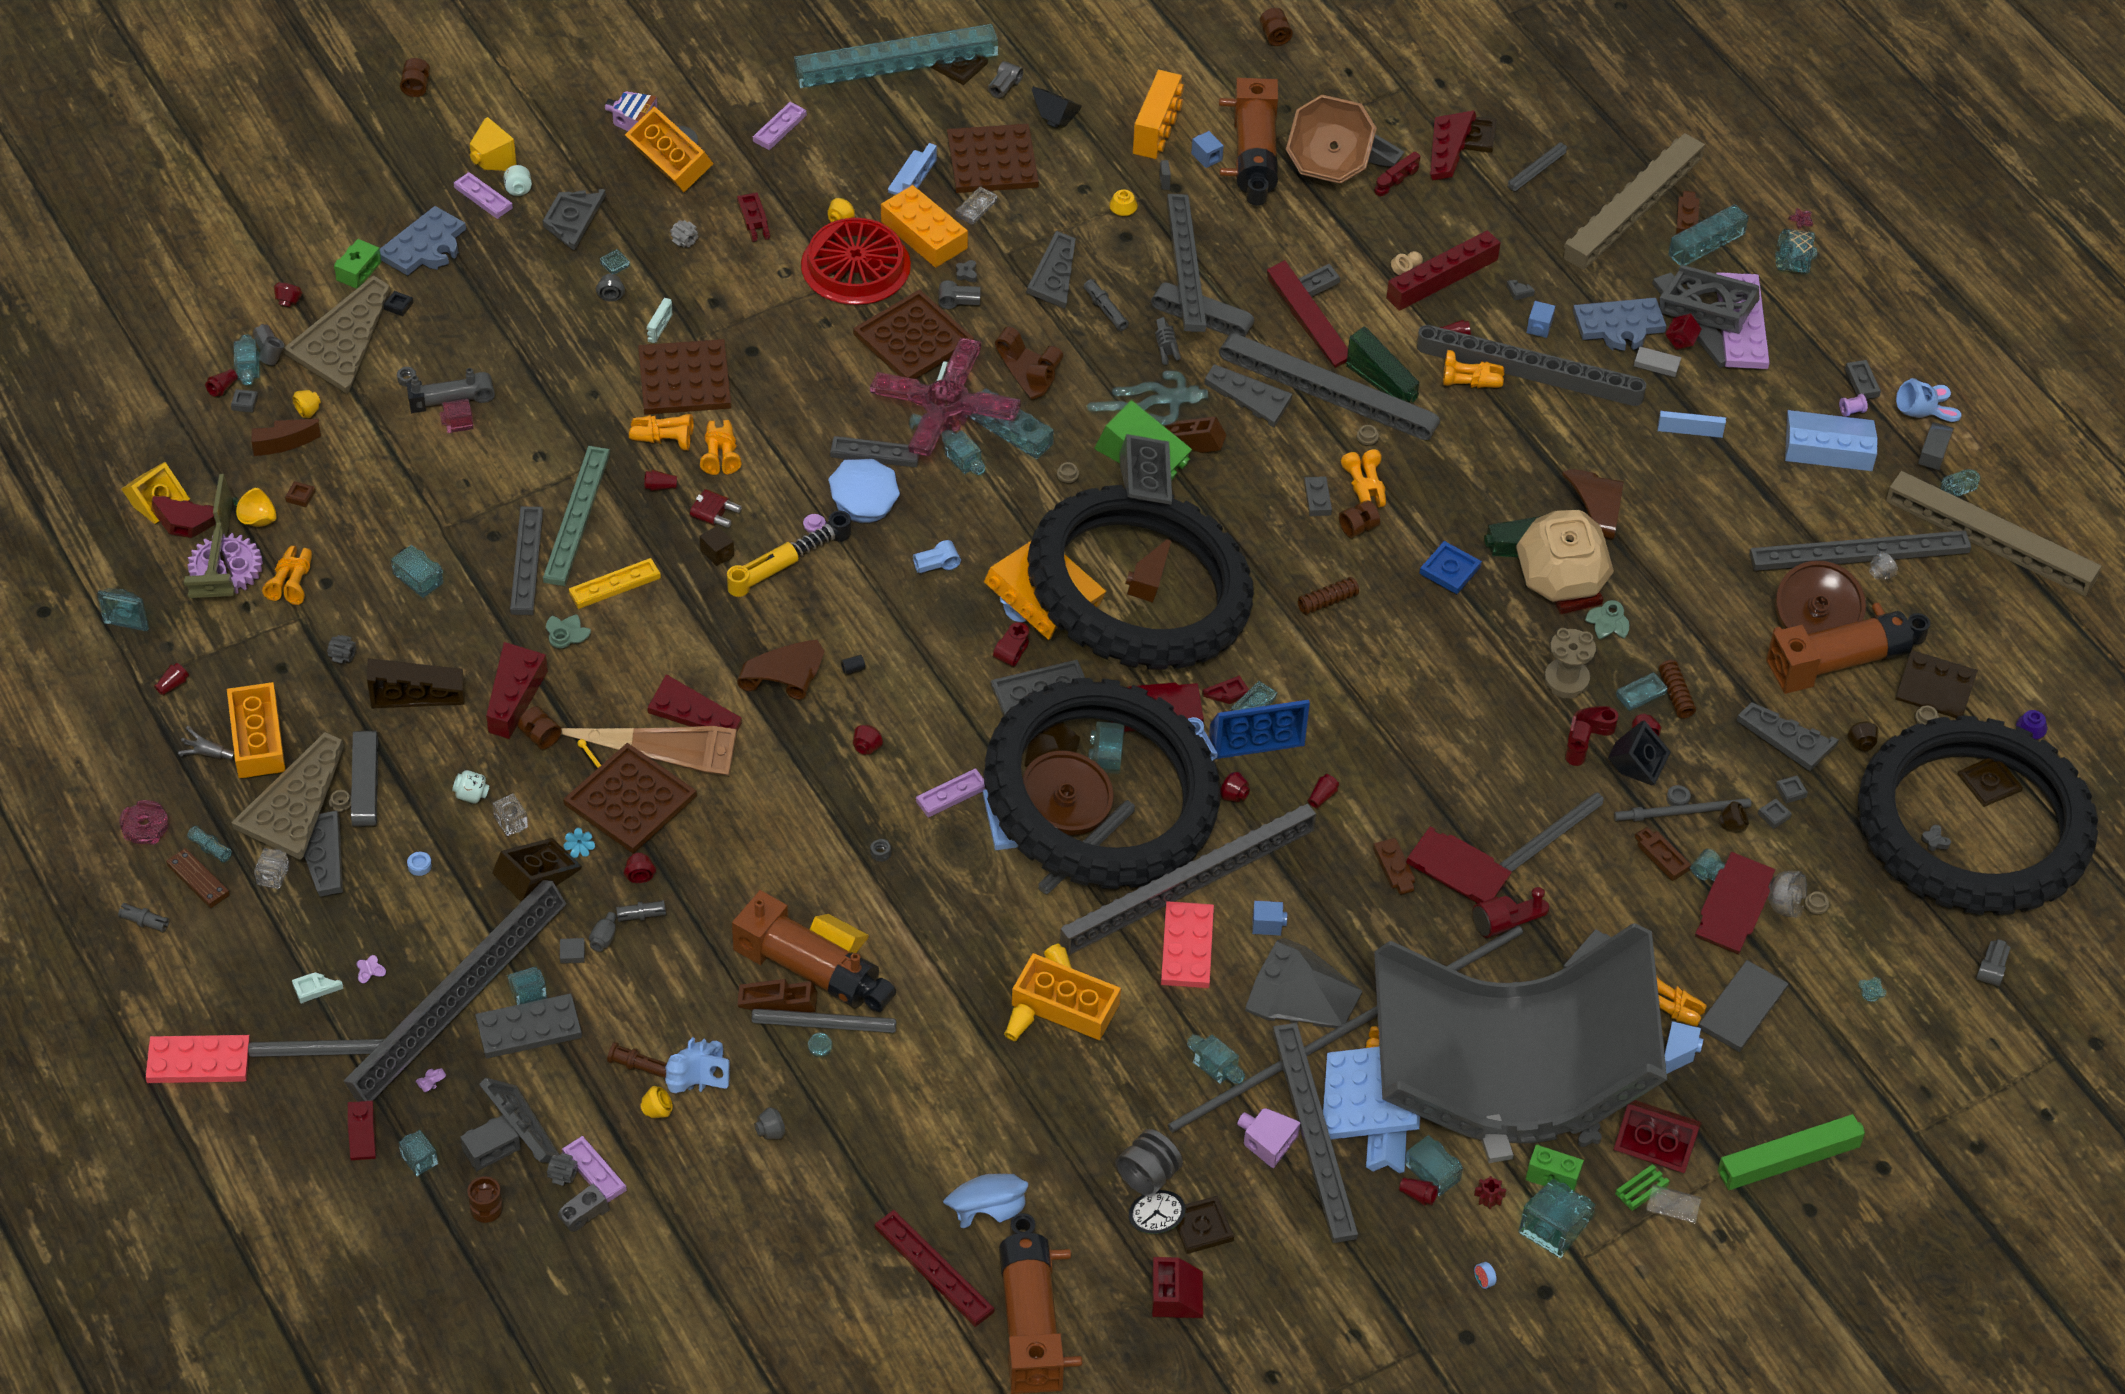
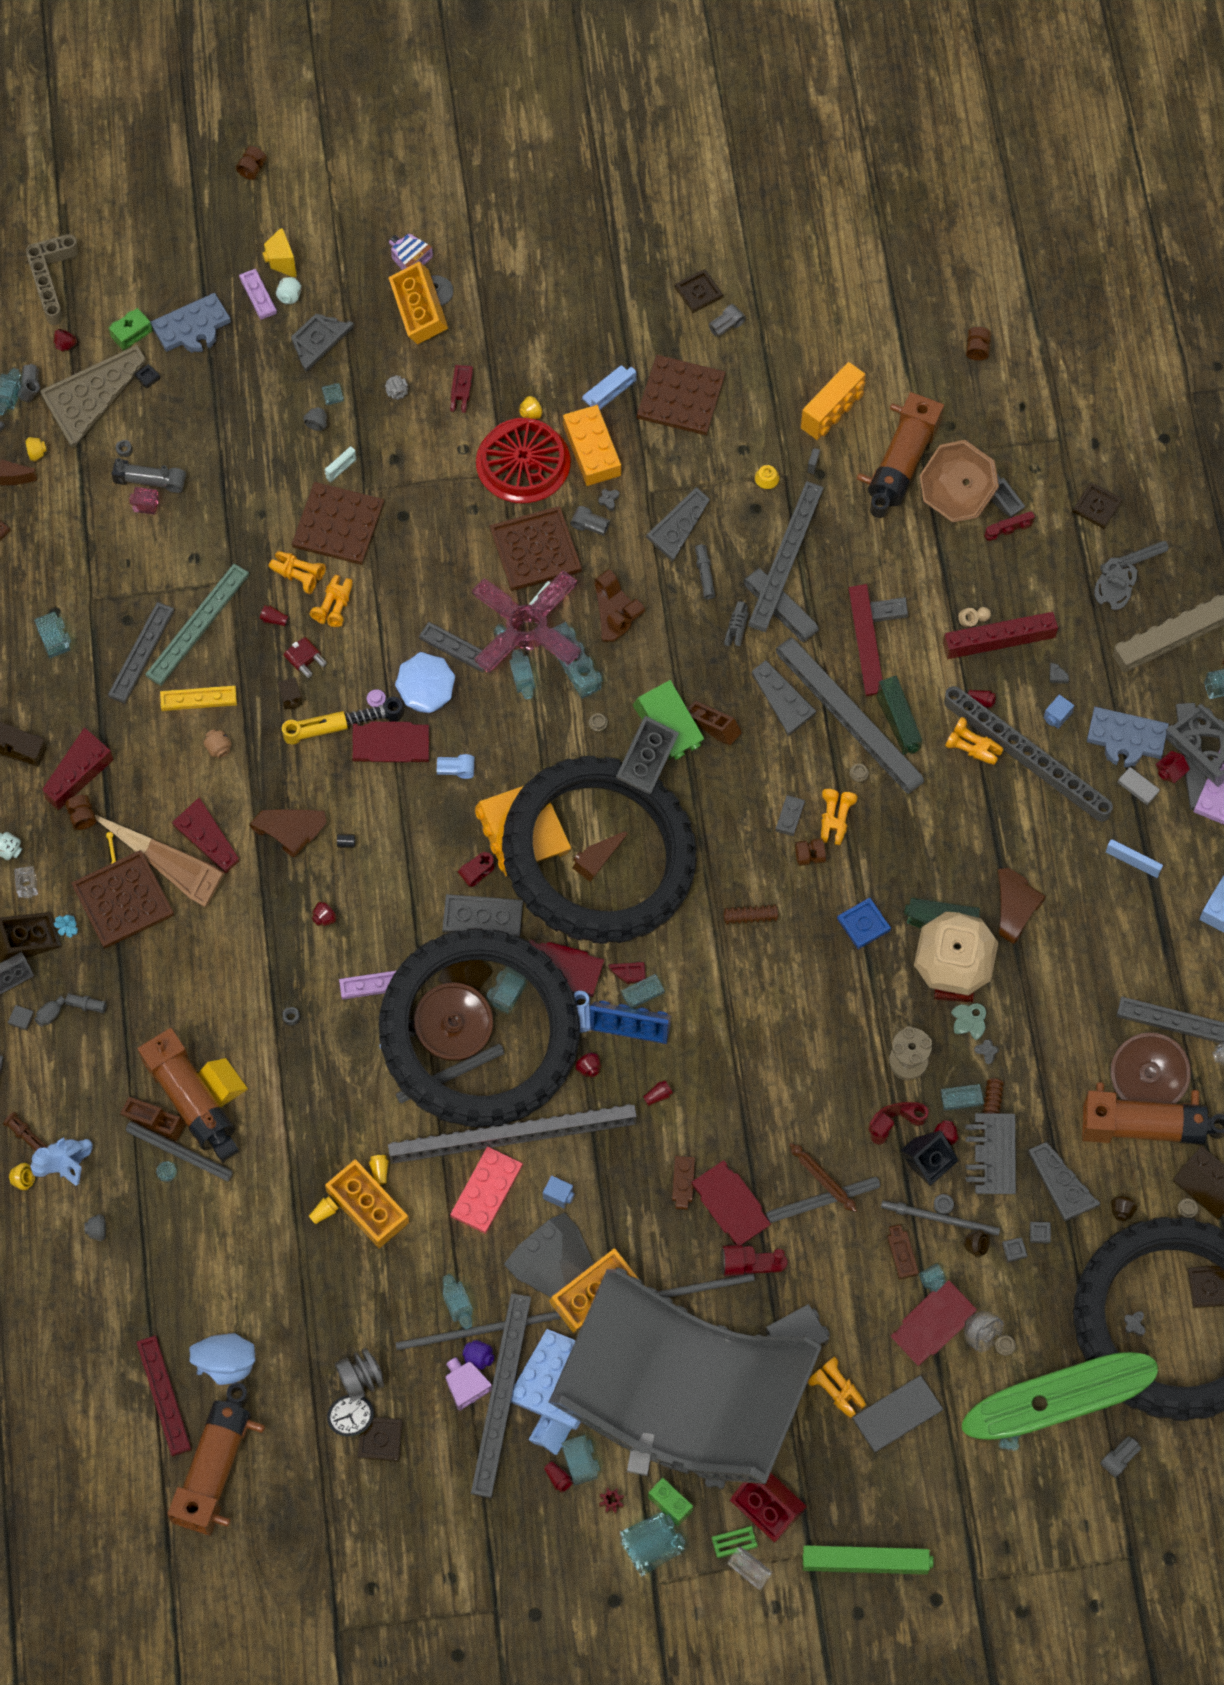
camera: 25 degrees right, 15 degrees up
(221, 228) = (46, 256): none -> dark tan beam
(566, 631) = (143, 727): sand green plate -> none
(639, 868) = (100, 965): dark red cone -> none
(661, 616) = (217, 743): none -> medium nougat head
(779, 125) = (523, 304): lavender tile -> none
(853, 557) = (390, 742): none -> dark red piece
(895, 55) = (647, 268): clear light blue brick -> none
(976, 205) = (644, 438): clear plate -> none
(1054, 107) = (754, 361): black slope -> none
(1168, 395) = (718, 679): clear light blue plant -> none
(1176, 1288) = (331, 1489): dark red slope -> none
(1207, 149) = (861, 447): medium blue brick -> none
(1267, 1097) = (478, 1354): none -> dark purple head
(1354, 1000) = (576, 1298): none -> light orange brick
(1448, 142) = (1069, 507): dark red wing -> none
(1485, 1275) = (572, 1570): tile -> none
(1532, 193) = (1115, 584): none -> dark grey shield
(1542, 809) = (819, 1173): none -> reddish brown wheel
(1643, 640) = (987, 1050): none -> dark grey piece
(1682, 1045) = (825, 1433): light blue slope -> none
(1706, 729) = (996, 1153): none -> dark grey hinge
(1909, 916) = (1068, 1395): none -> bright green piece

